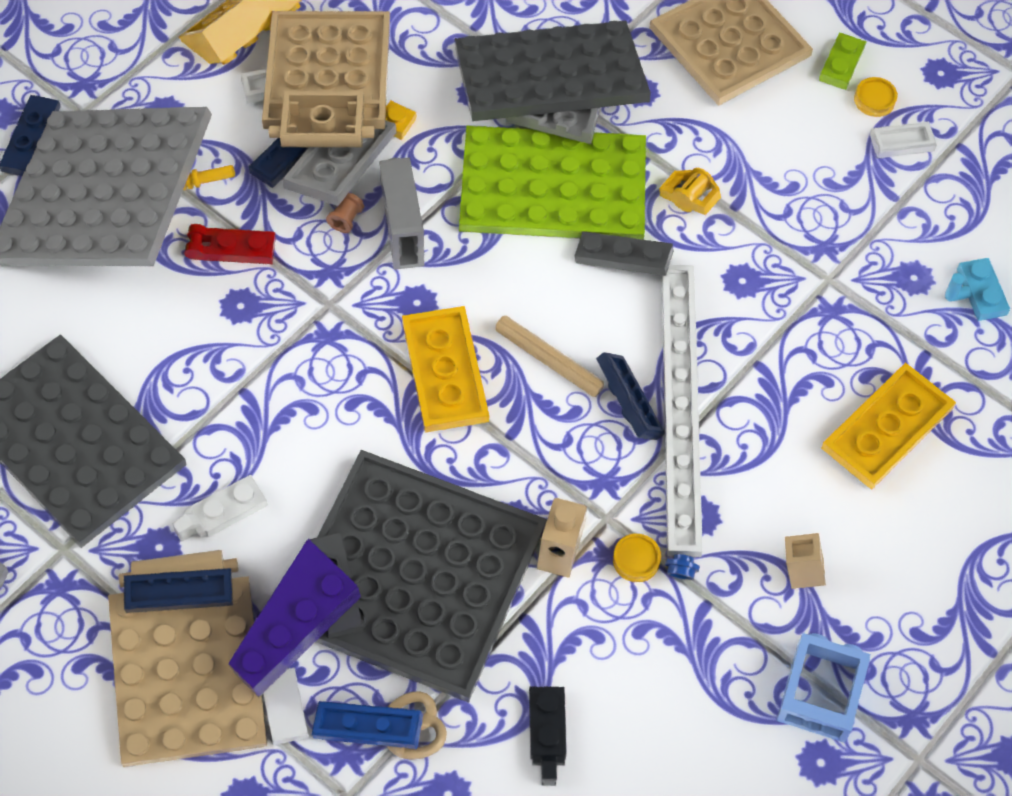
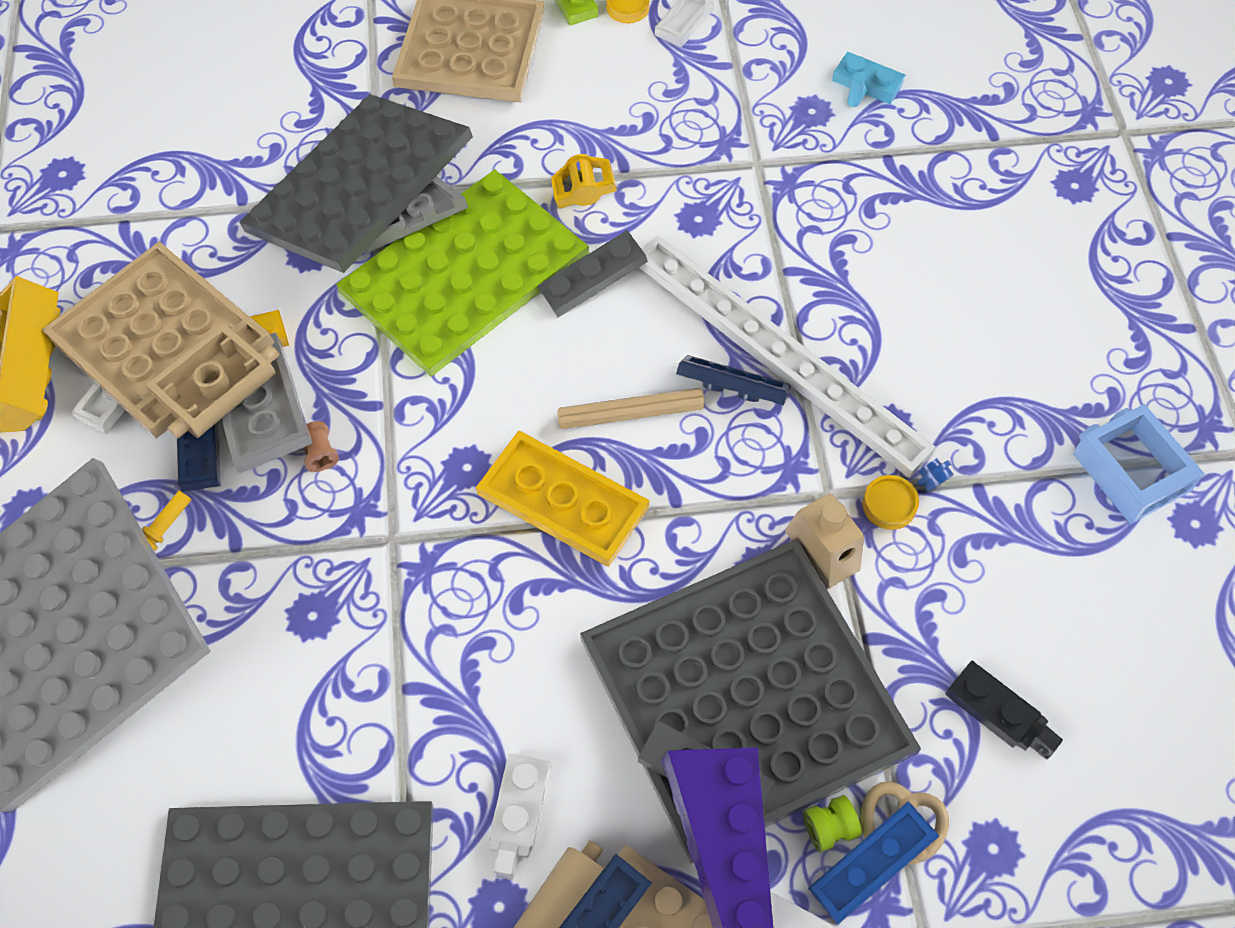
camera: 45 degrees left, 0 degrees up
(230, 245) = (240, 571): red plate -> none
(370, 682) = (832, 823): none -> lime wheel
(402, 213) = (372, 399): light grey slope -> none
(805, 561) = (1014, 380): tan brick -> none
(888, 426) = (934, 230): yellow plate -> none

